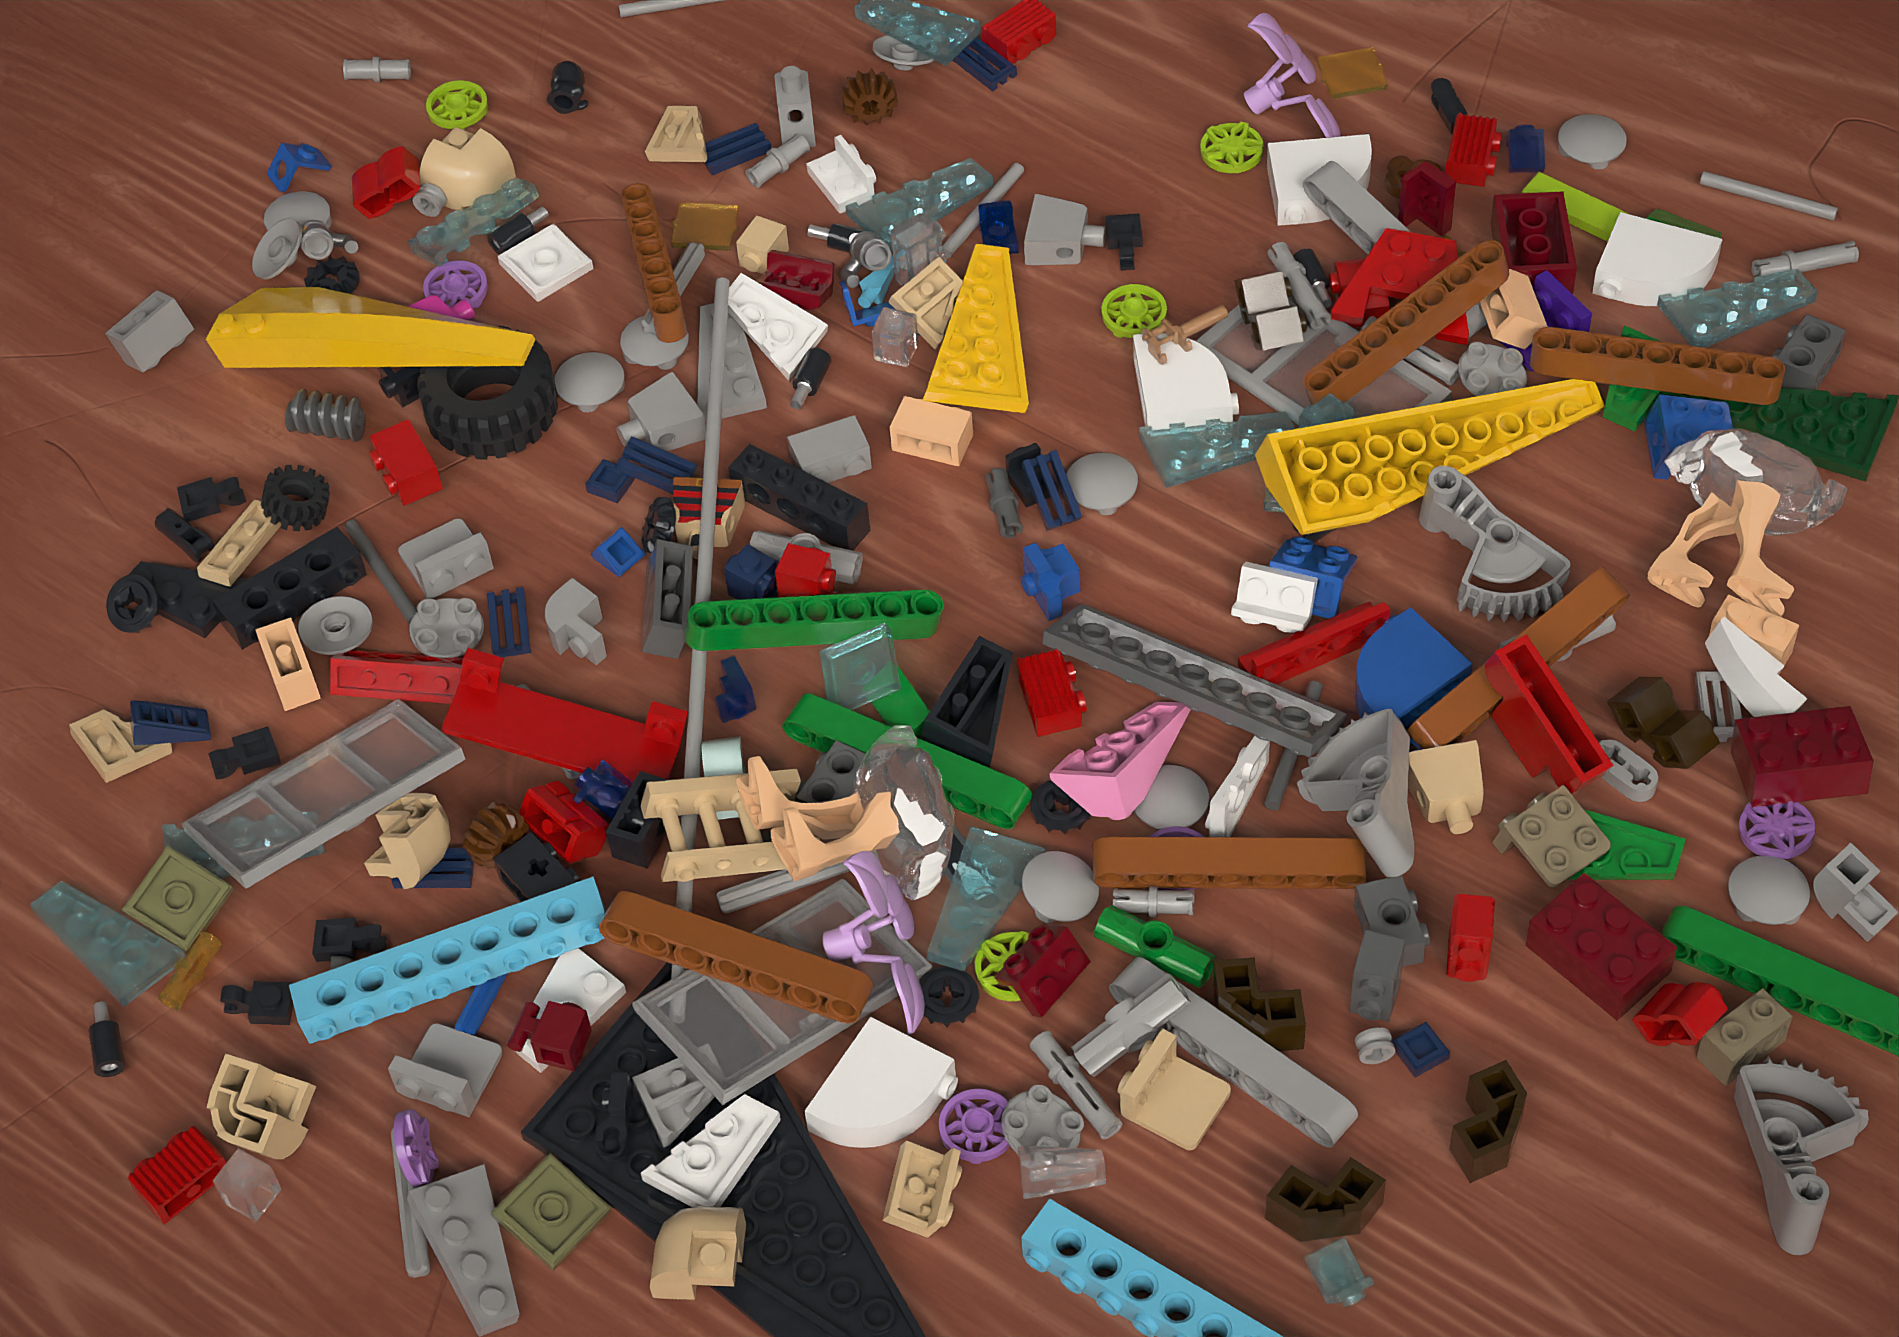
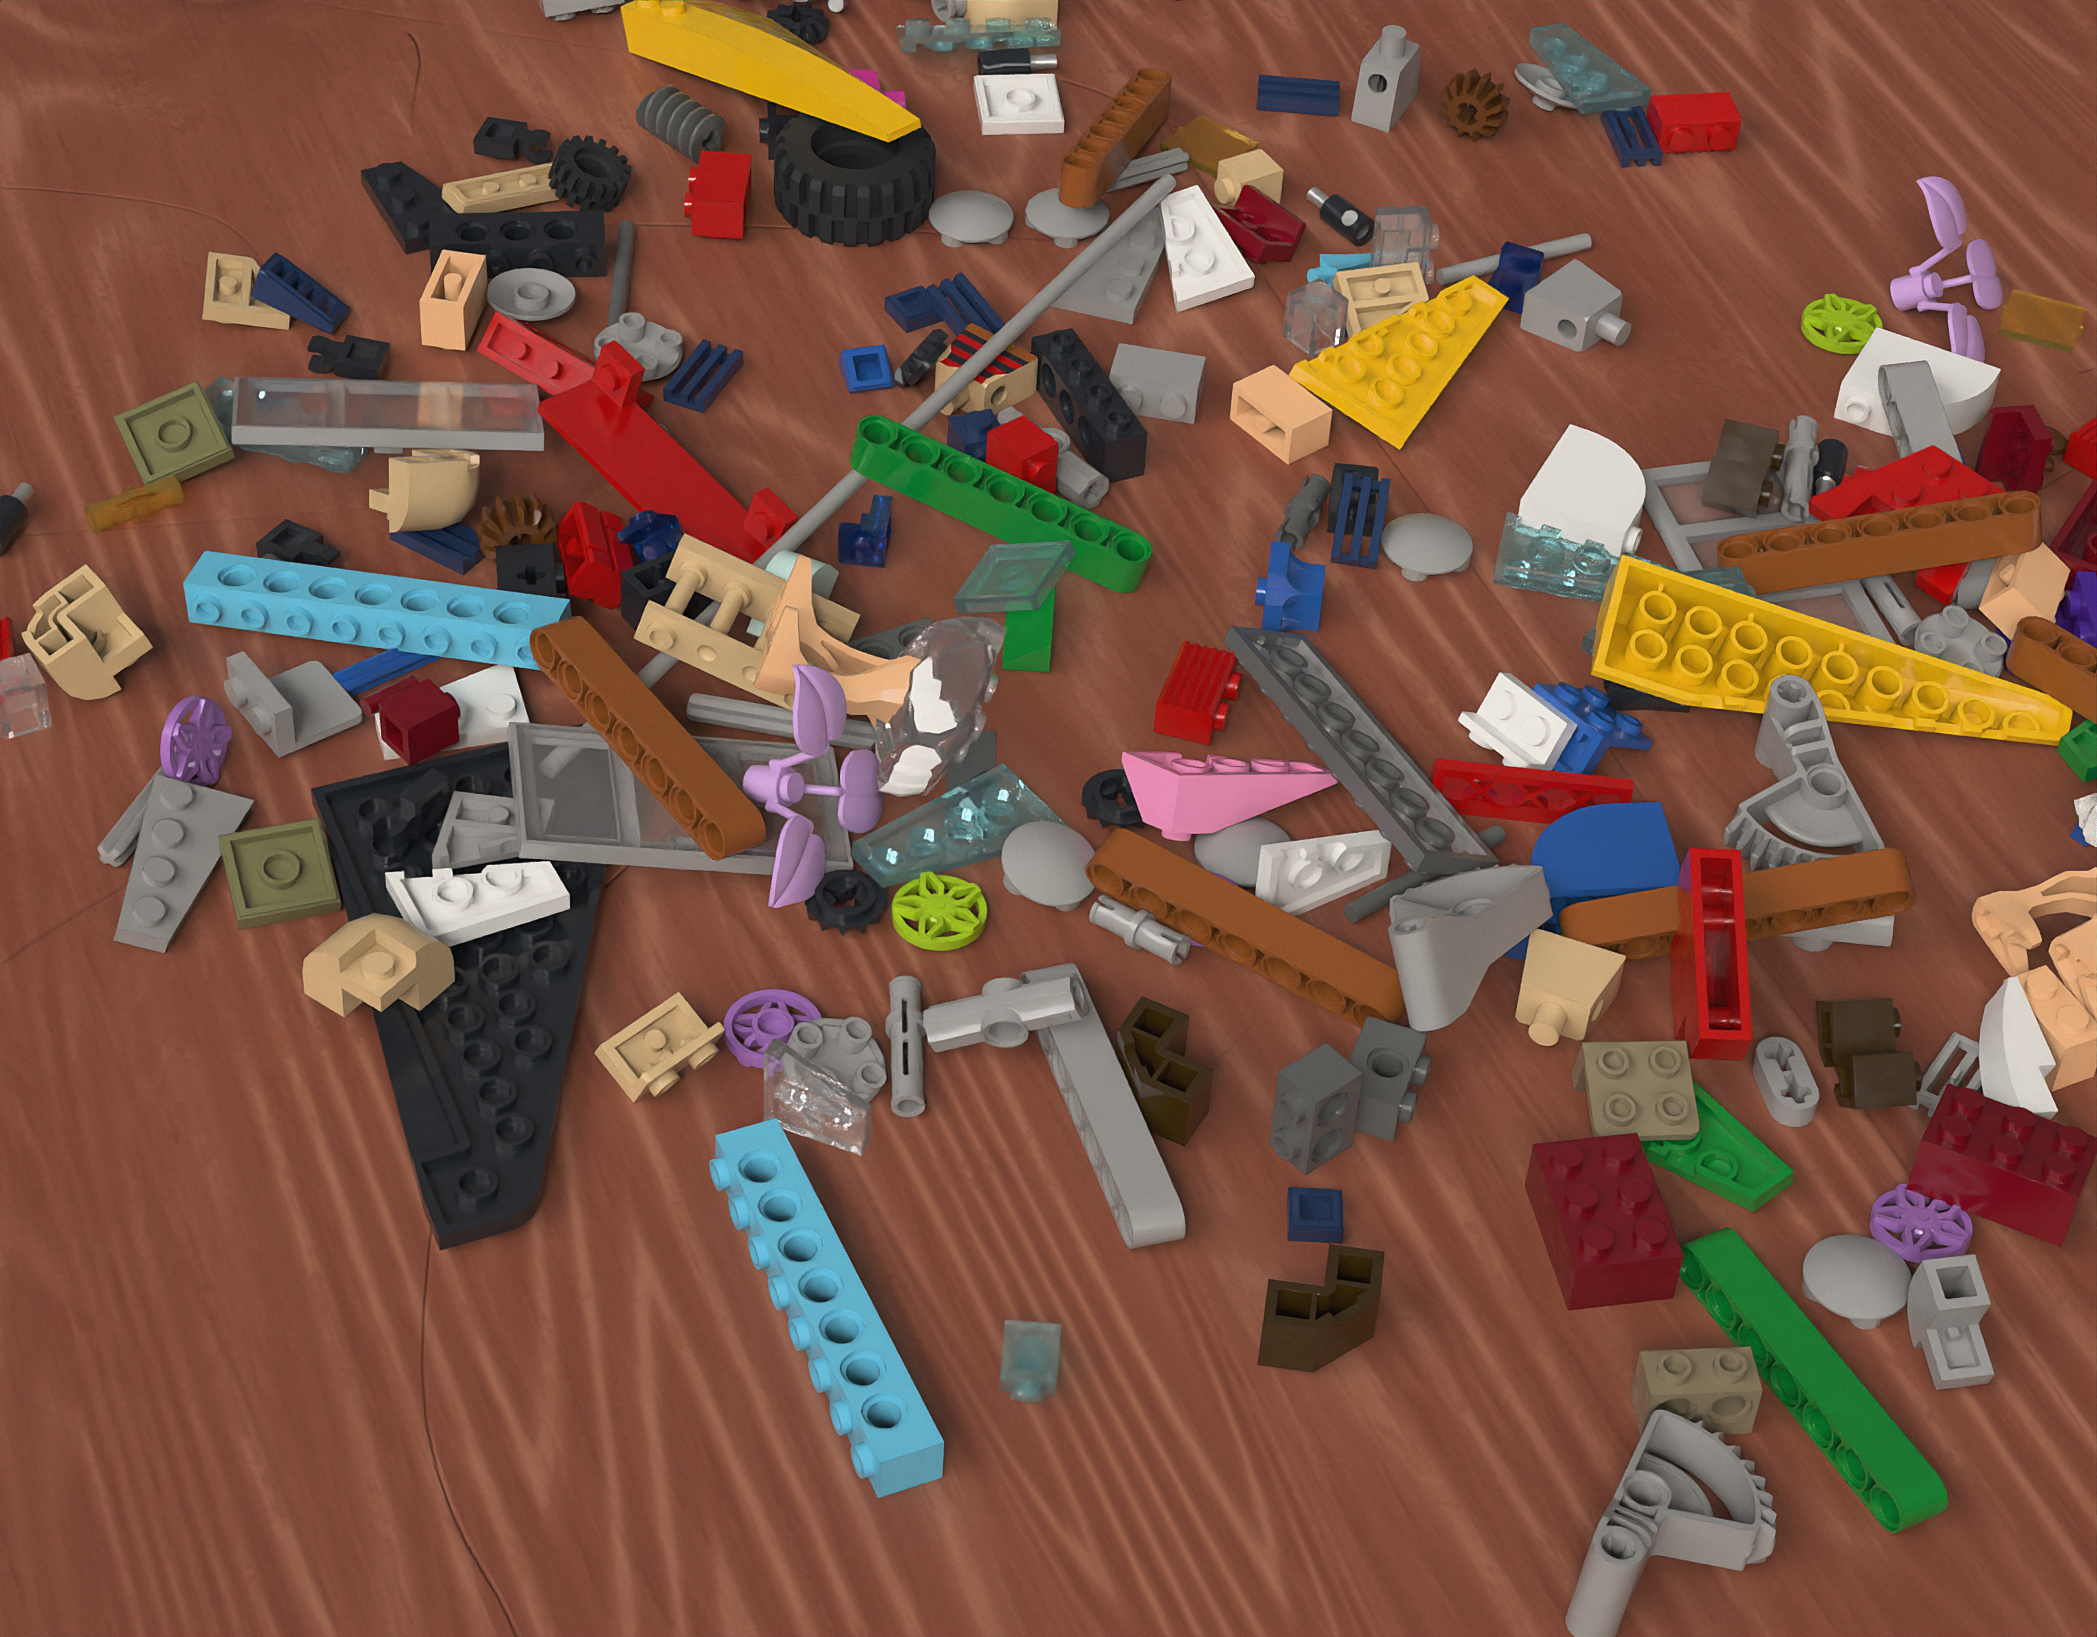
camera: 25 degrees right, 10 degrees down
(109, 945) = (81, 444): clear light blue wing -> none
(124, 593) = (365, 175): black gear -> none
(183, 534) = (460, 155): black bar -> none
(265, 1004) = (167, 563): black plate -> none
(446, 557) = (688, 294): light grey bracket -> none
(456, 285) = (911, 78): medium lavender wheel -> none
(571, 619) = (765, 396): light grey brick -> none
(664, 416) = (1011, 272): light grey torso -> none
(667, 598) = (891, 395): dark grey brick -> none
(678, 136) = (1247, 57): tan wing -> none
(777, 160) = (1333, 121): light grey pin -> none
(810, 375) = (1198, 312): black piece -> none
(843, 175) = (1390, 166): white bracket -> none
(865, 316) = (1291, 266): blue bracket -> none
(867, 251) = (1351, 234): flat silver piece -> none
(880, 1089) = (698, 939): white brick -> none
(934, 197) = (1469, 224): clear light blue wing -> none
(966, 784) = (1019, 708): green beam -> none
(971, 704) = (1099, 660): black wedge -> none
(1044, 967) = (966, 924): dark red bracket -> none
(1124, 234) = (1646, 344): black plate -> none
(1133, 310) = (1601, 413): lime wheel -> none
(1171, 1094) = (996, 1100): tan bracket -> none
(1174, 957) = (1098, 958): green piece -> none
(1179, 333) = (1620, 442): medium nougat piece -> none
(1319, 1212) = (1088, 1296): dark brown brick -> none
(1374, 1045) = (1262, 1180): light grey bush -> none
(1470, 937) = (1453, 1128): red brick -> none
(1680, 1013) = (1634, 1322): red brick -> none

